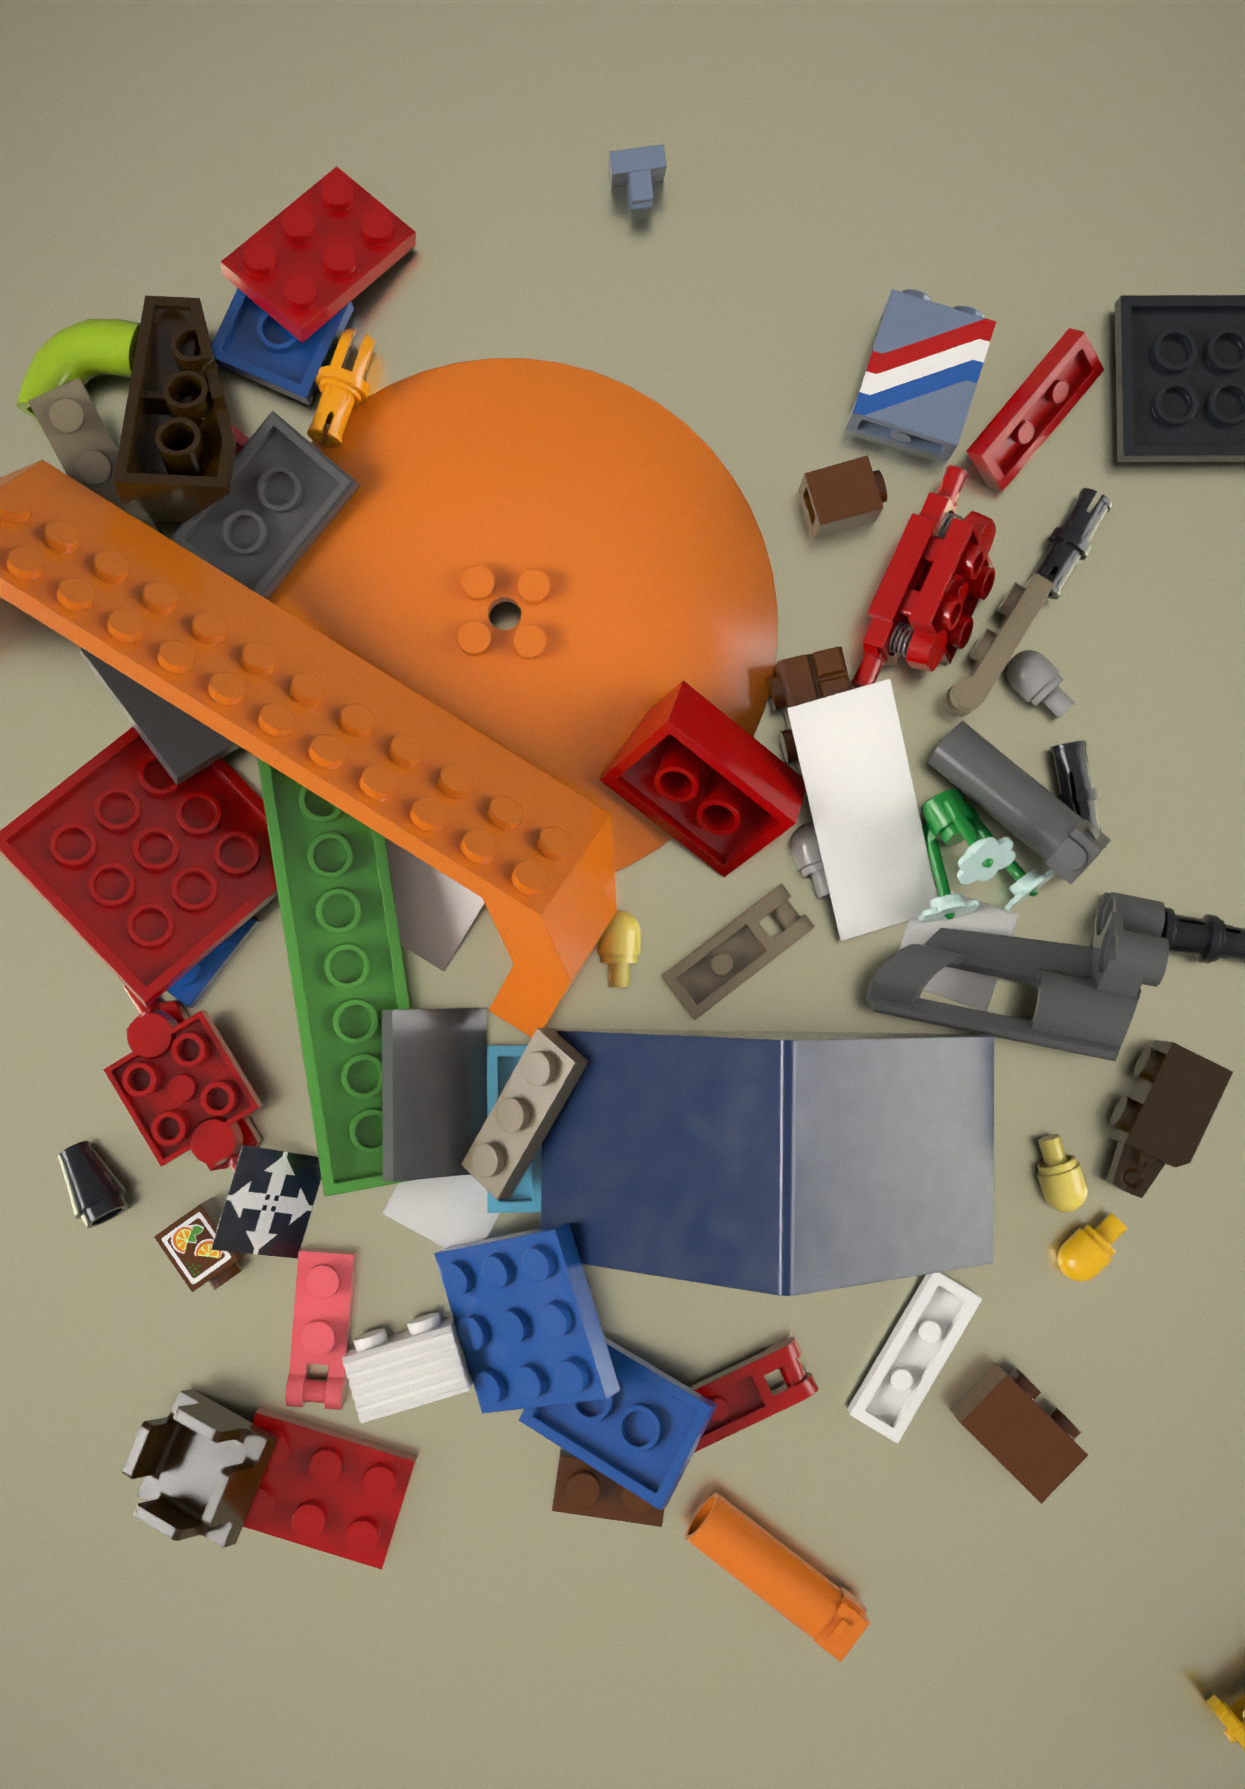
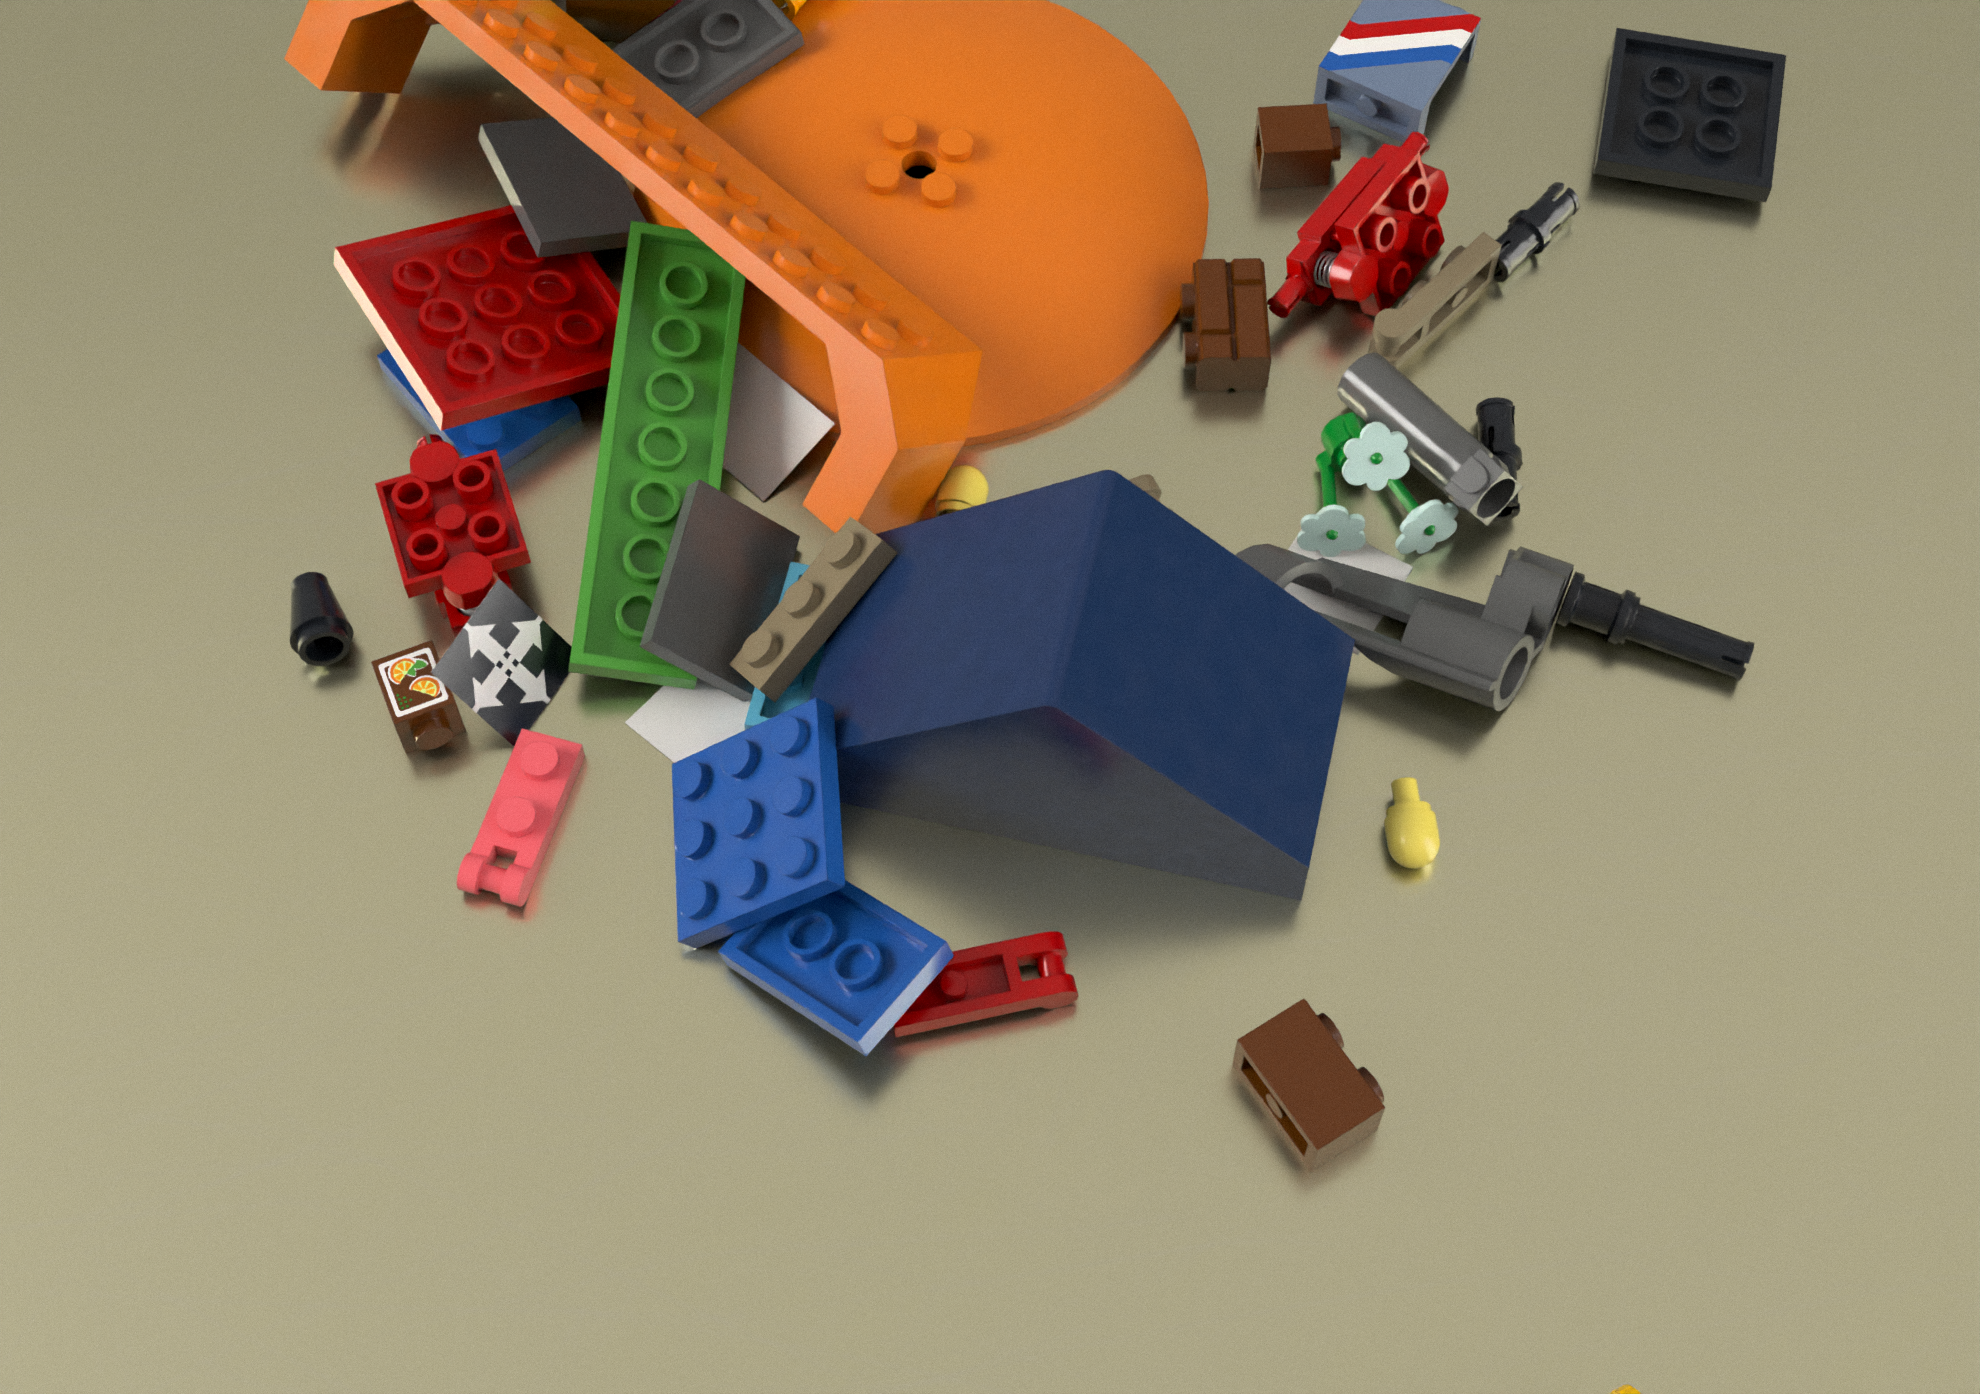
camera: 20 degrees right, 25 degrees down
(198, 1469) = (339, 919): dark brown panel -> none
(330, 1490) = (466, 988): red plate -> none
(406, 1368) = (606, 869): white brick -> none
(592, 1494) = (803, 1059): reddish brown plate -> none
(705, 780) = (1089, 352): red slope -> none
(778, 1576) = (981, 1187): orange piece -> none
(808, 858) = (1197, 462): light grey cylinder -> none
(863, 808) = (1256, 412): white sticker -> none
(914, 1355) = (1199, 979): white plate -> none
(1035, 409) = (1511, 108): red plate -> none
(1038, 681) = (1473, 346): light grey cylinder -> none
(1090, 1249) = (1432, 910): yellow cylinder -> none
(1163, 1114) = (1542, 778): dark brown hinge -> none

